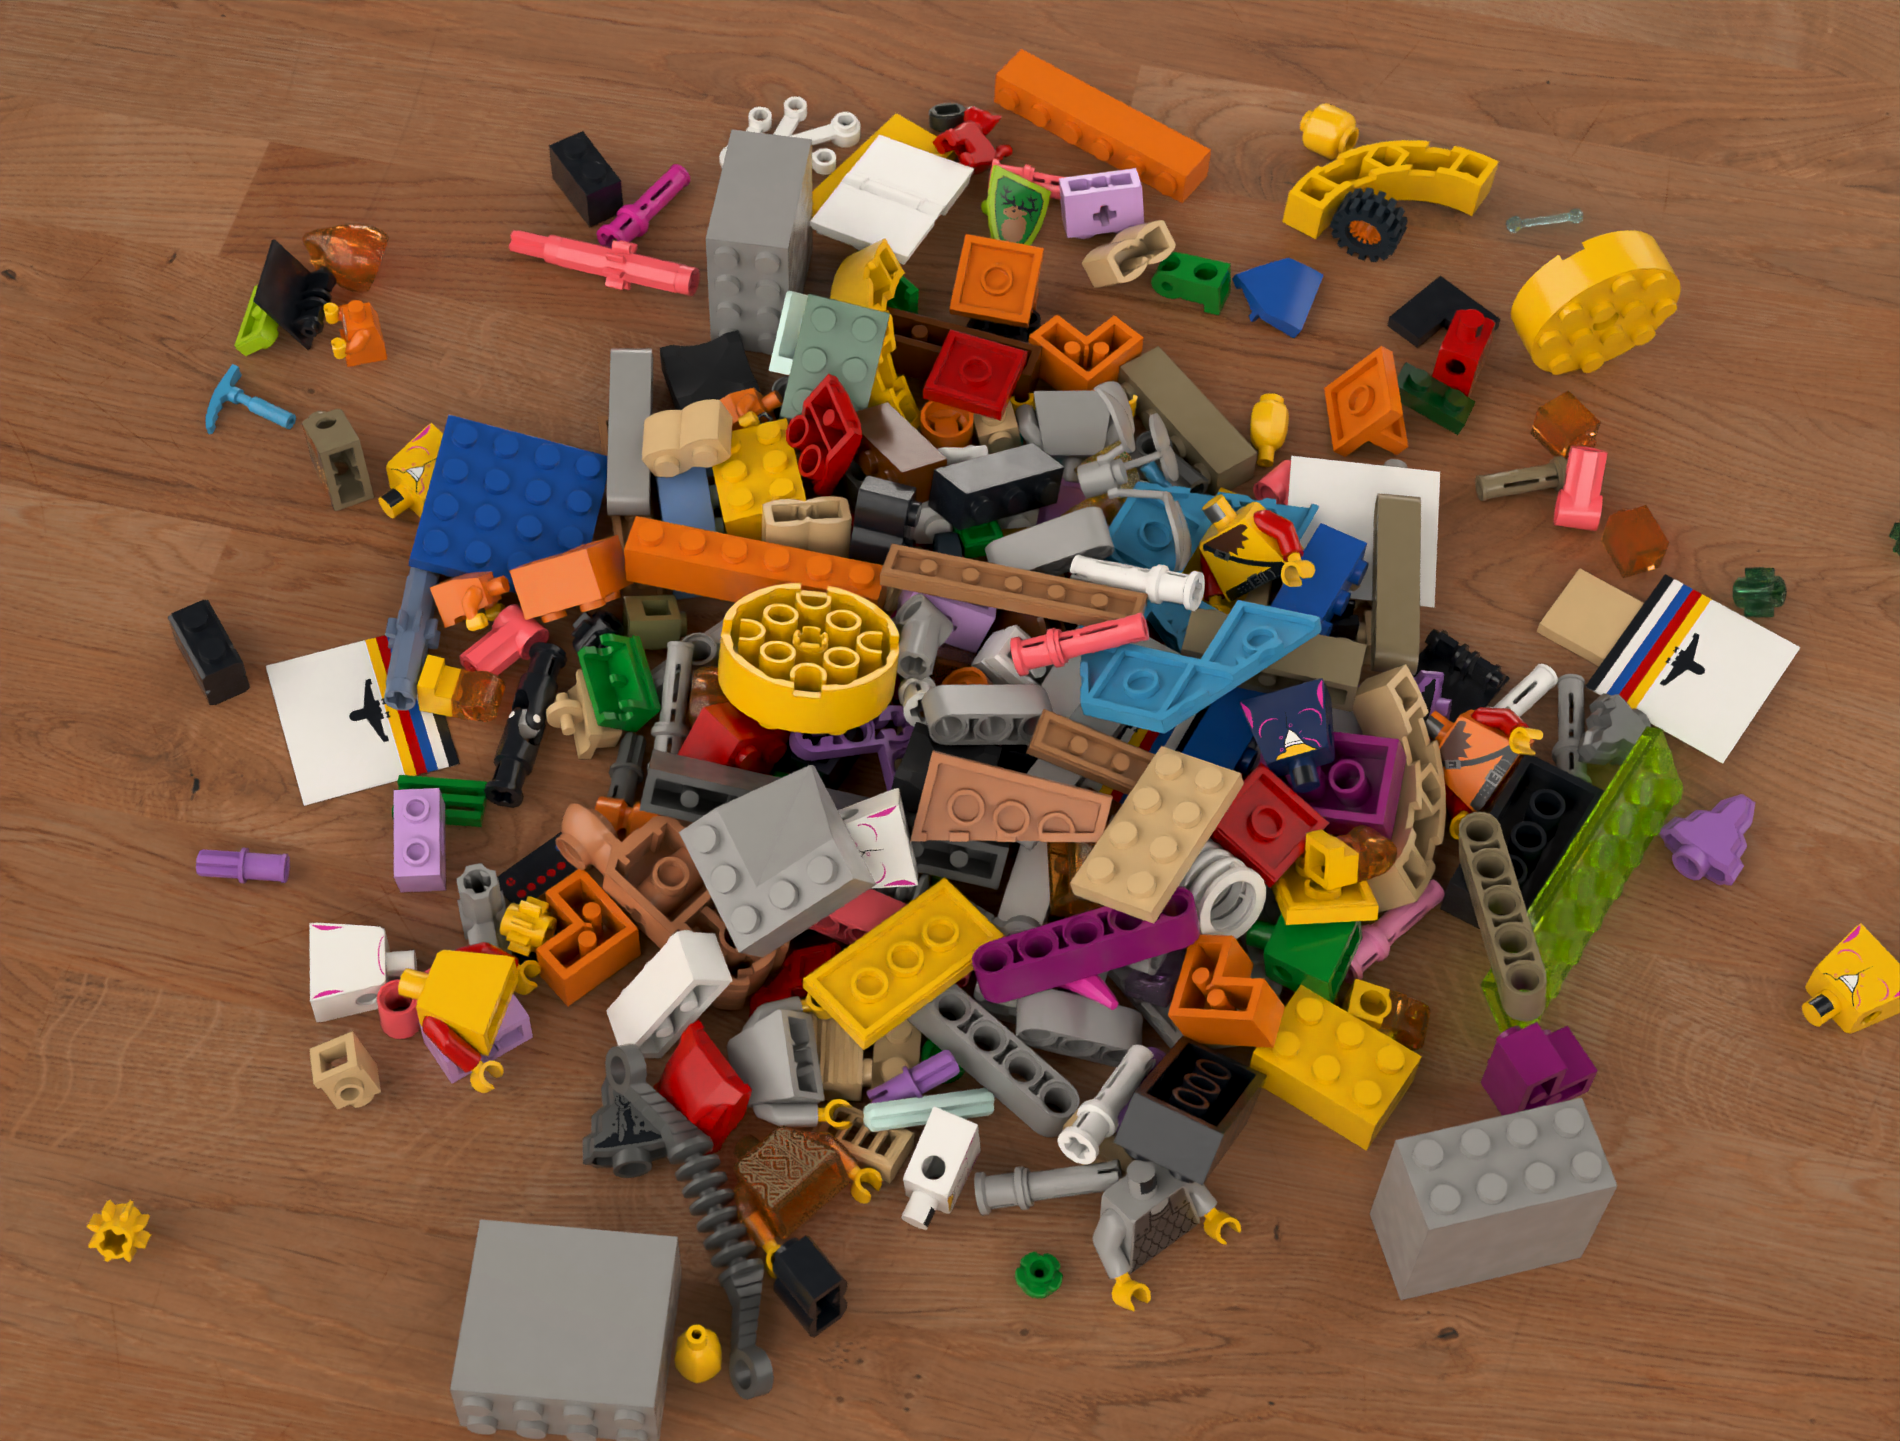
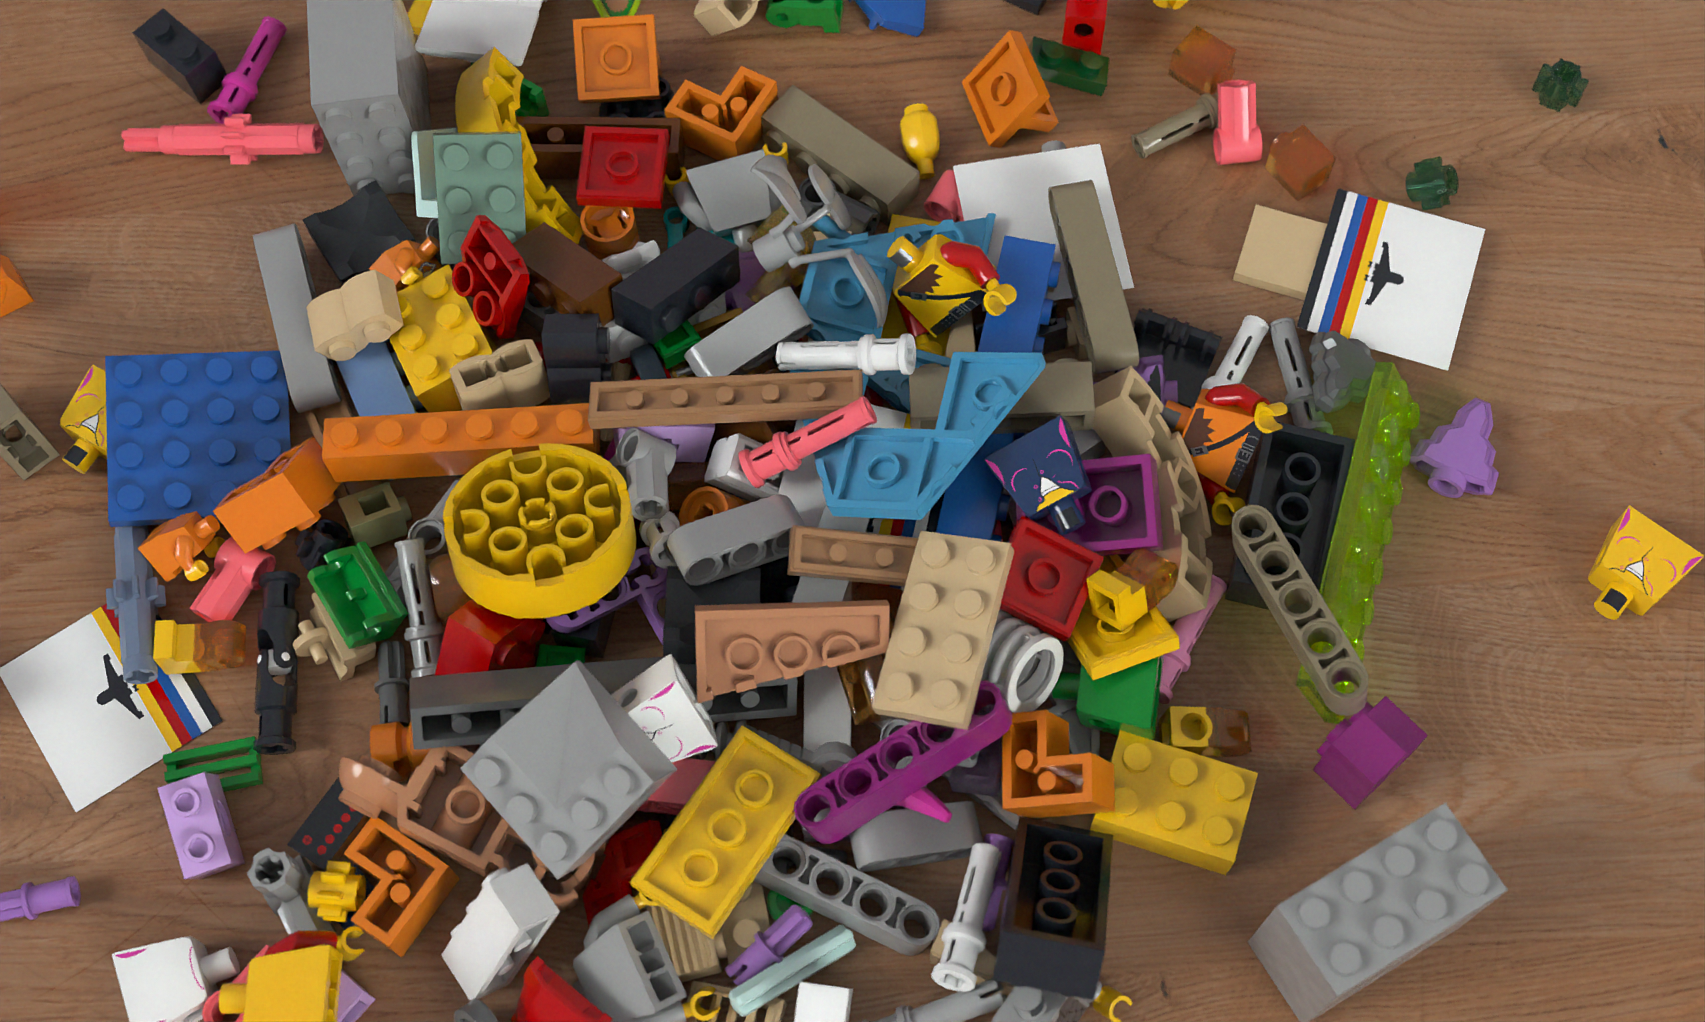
camera: 10 degrees left, 10 degrees up
(997, 434) = (664, 222): tan brick -> none

